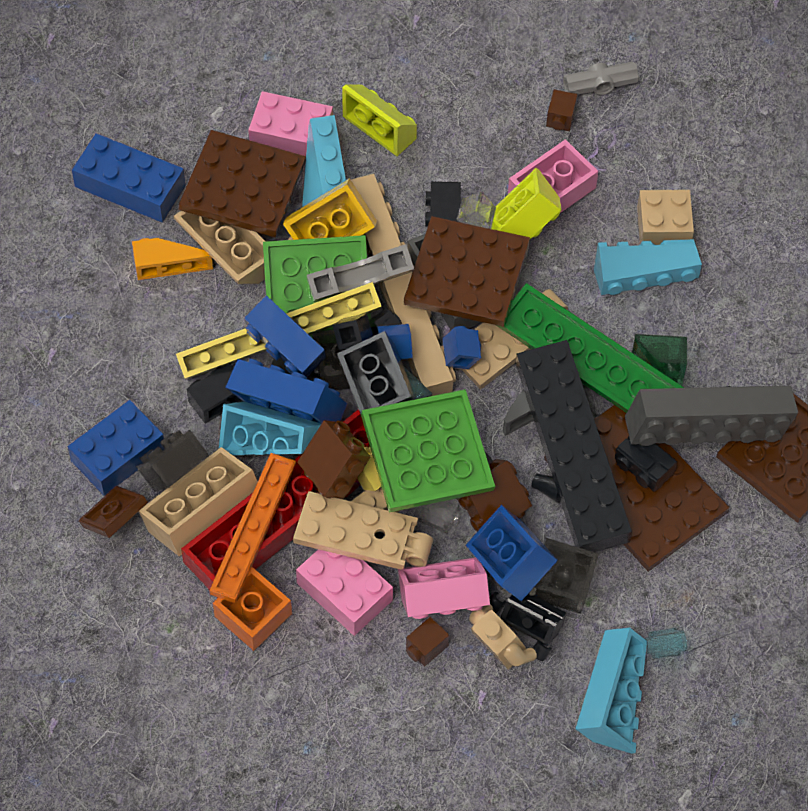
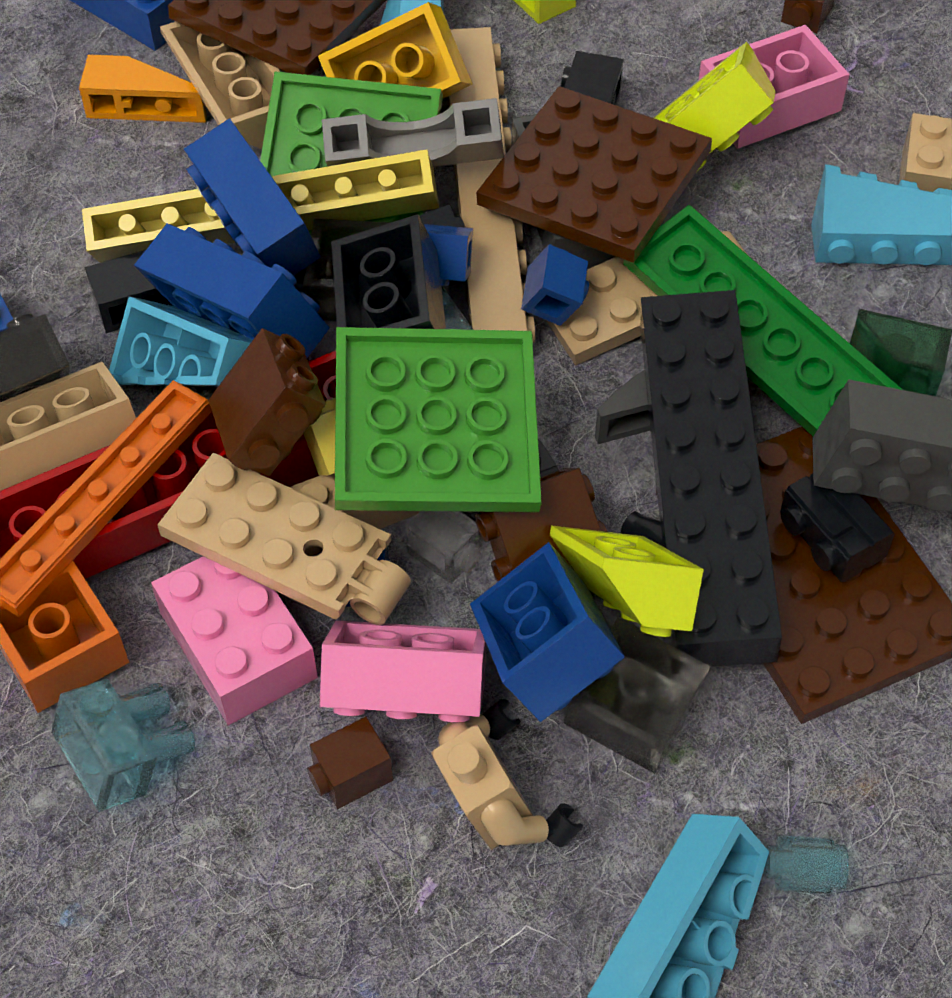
camera: 15 degrees right, 5 degrees down
(300, 659) = (106, 745): none -> clear light blue brick
(352, 330) = (368, 210): black brick -> none
(477, 210) = (640, 94): clear brick -> none
(533, 617) = (561, 760): black brick -> none
(550, 514) = (634, 577): none -> neon yellow slope

